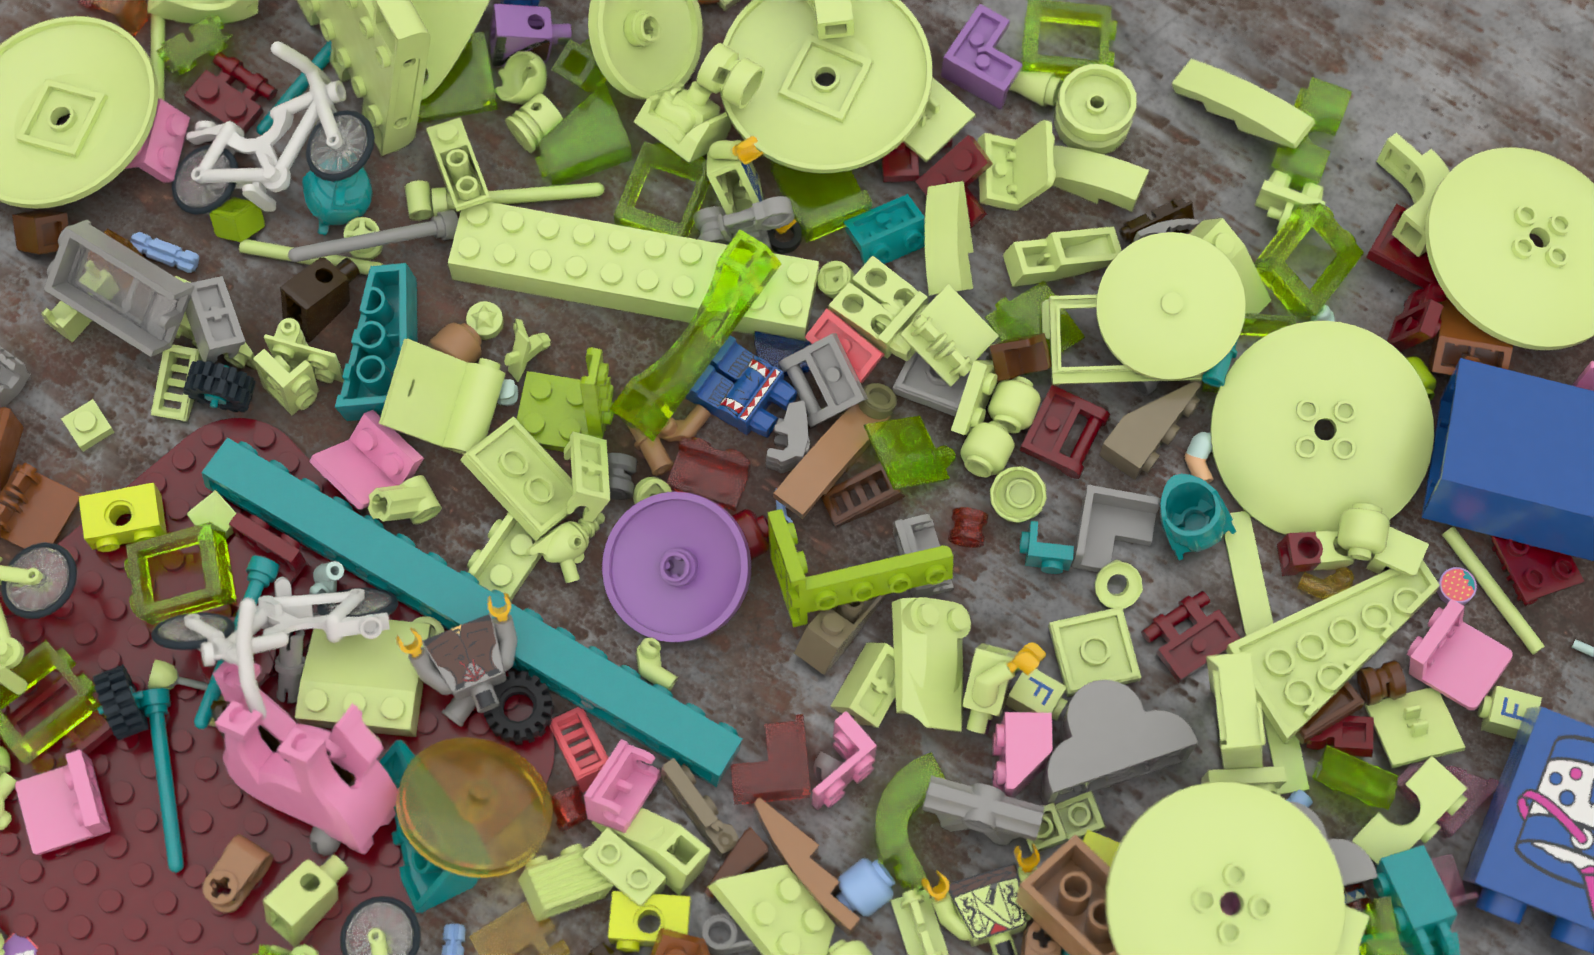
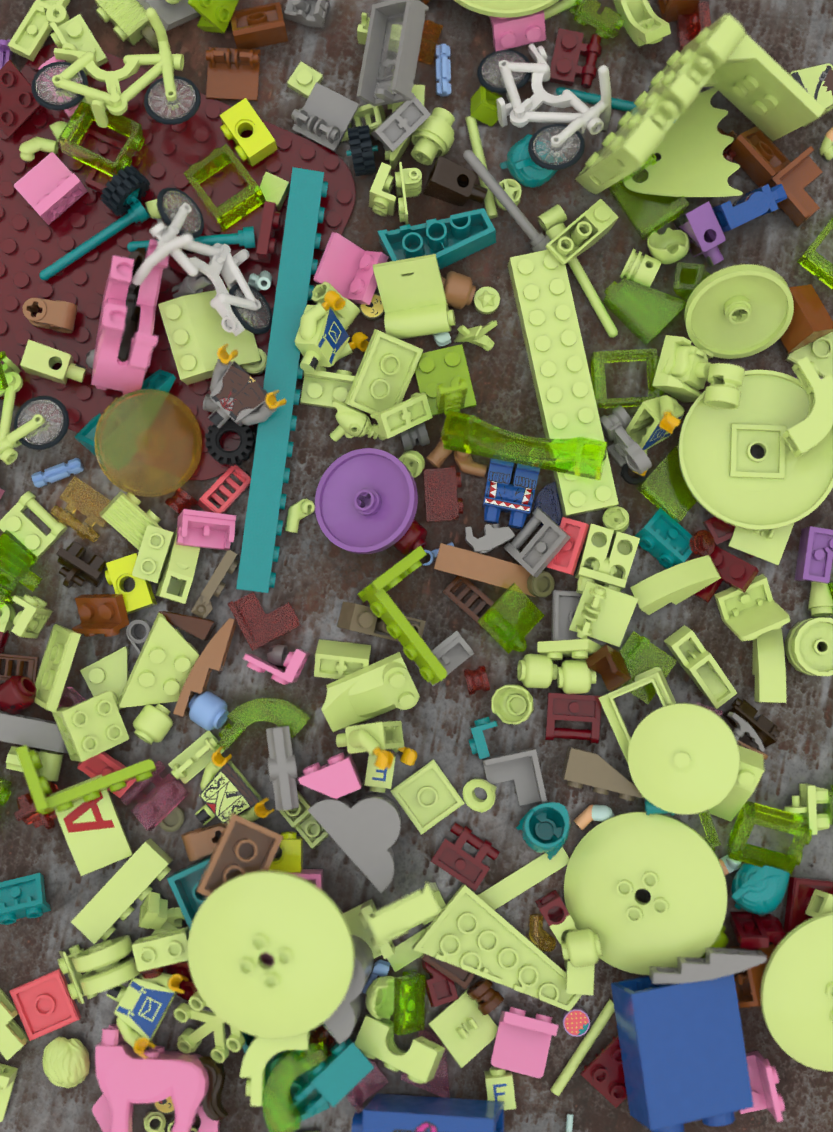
camera: 70 degrees right, 15 degrees up
(150, 416) = (325, 116): none -> light grey hinge
(250, 294) = (433, 136): none -> yellowish green piece
(432, 463) = (374, 310): none -> light yellow tile
(437, 528) = (323, 337): none -> yellowish green torso
(910, 189) = (702, 543): none -> clear red plate
(1337, 811) = (381, 997): none -> yellowish green hair
(1366, 294) = (759, 888): none -> teal helmet
(1442, 376) = (716, 964): none -> light grey slope

